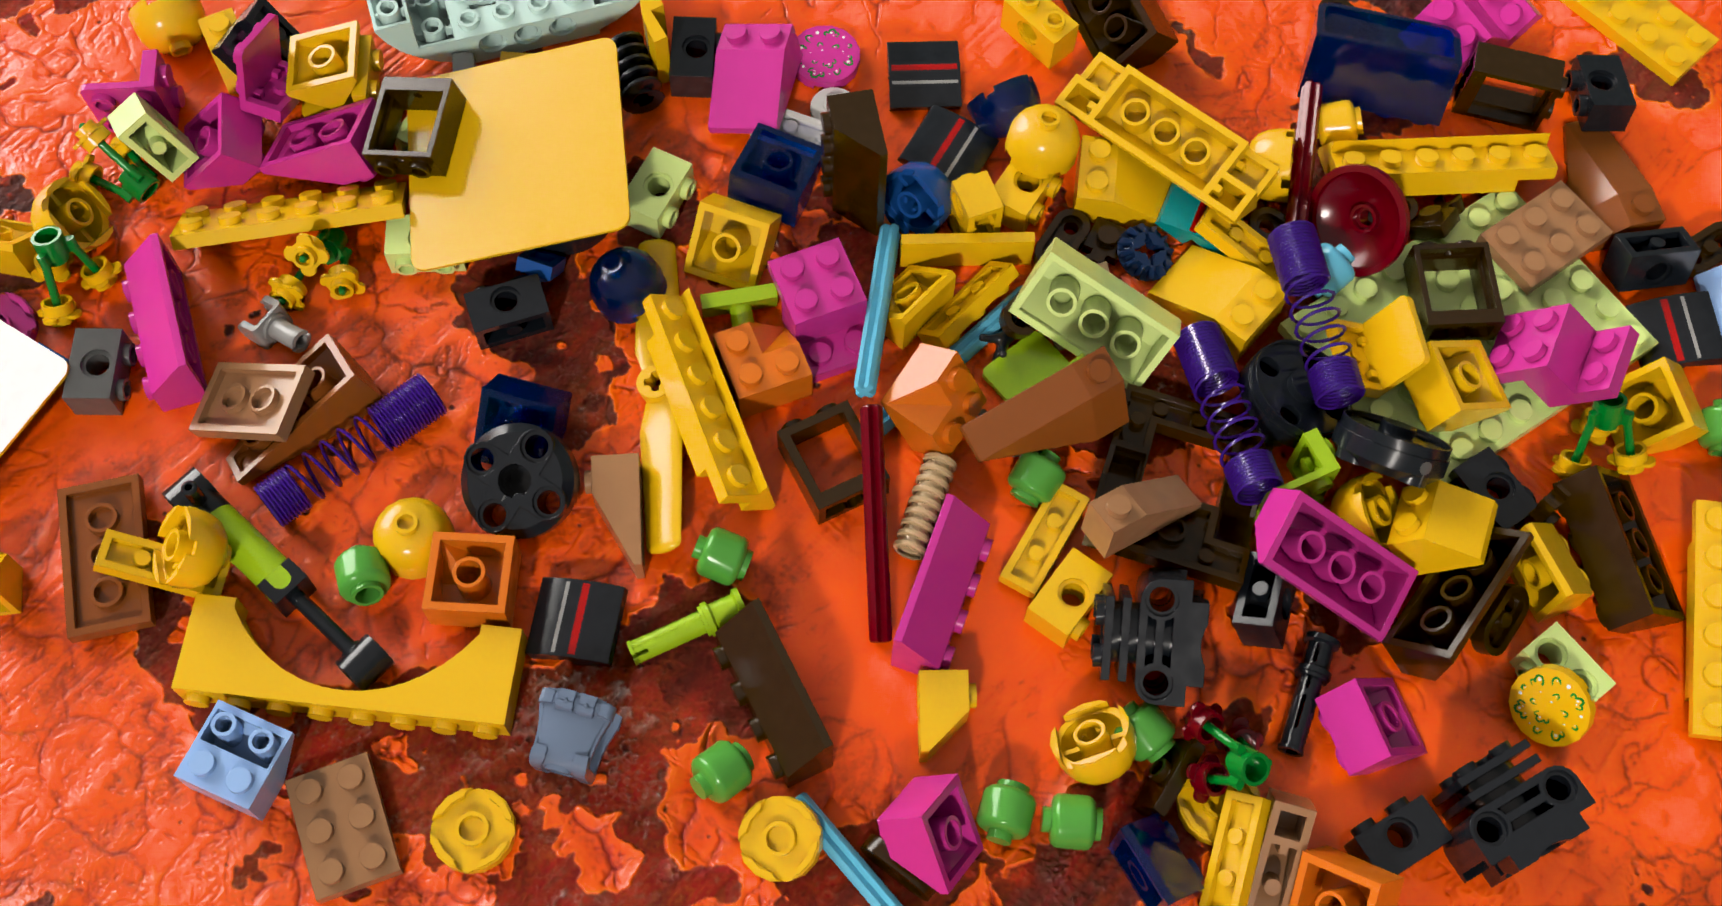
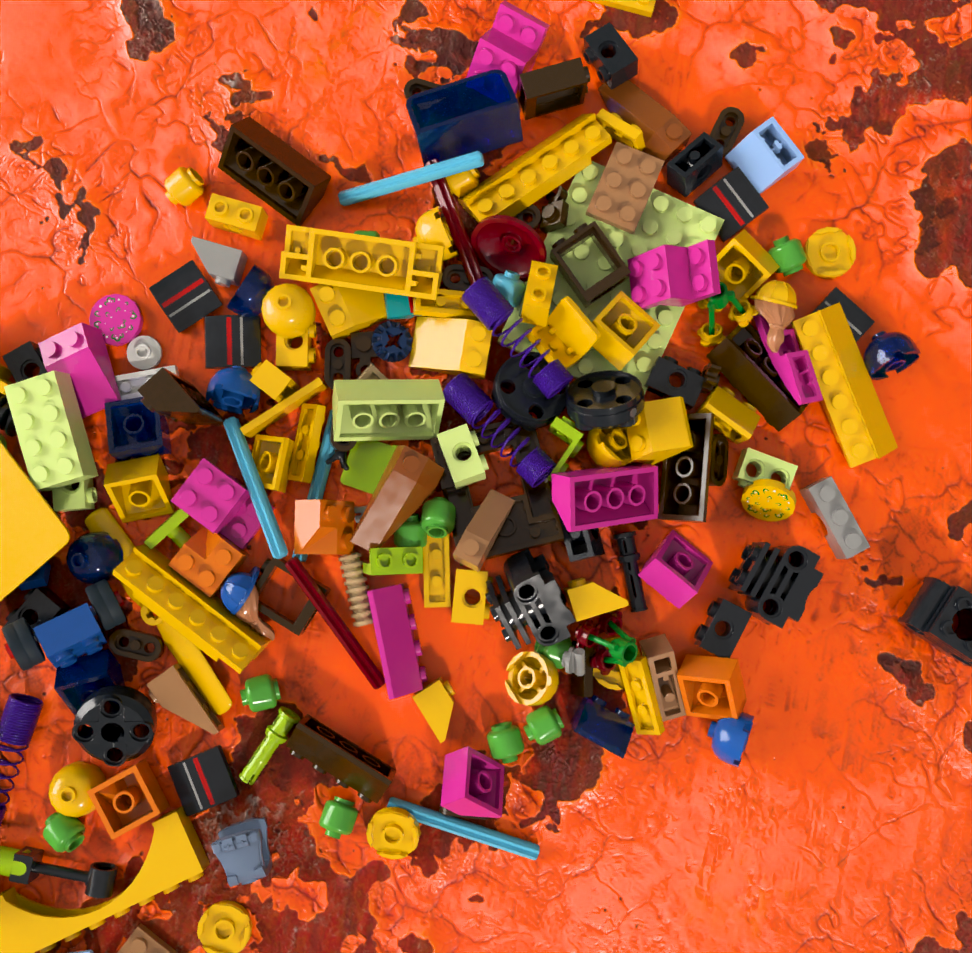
camera: 30 degrees left, 20 degrees up
(542, 336) = (67, 634): none -> brick
(608, 413) = (137, 645): none -> dark brown plate
(680, 111) = (51, 430): none -> yellowish green brick
(775, 425) = (242, 600): none -> piece
(990, 57) = (221, 262): none -> light grey slope
(997, 491) = (394, 561): none -> lime bracket
(1087, 471) = (438, 517): none -> bright green head
(1162, 416) = (456, 441): none -> yellowish green brick
(1168, 747) = (574, 661): none -> light grey plate
(1240, 686) = (589, 599): none -> yellow slope
(1279, 87) = (411, 178): none -> medium azure axle
(1370, 284) = (539, 293): none -> yellow brick
(1575, 173) = (620, 130): none -> yellow plate
(1641, 814) = (843, 530): none -> light grey arch
(1668, 549) = (792, 365): none -> dark pink slope
(1686, 471) = (776, 304): none -> piece

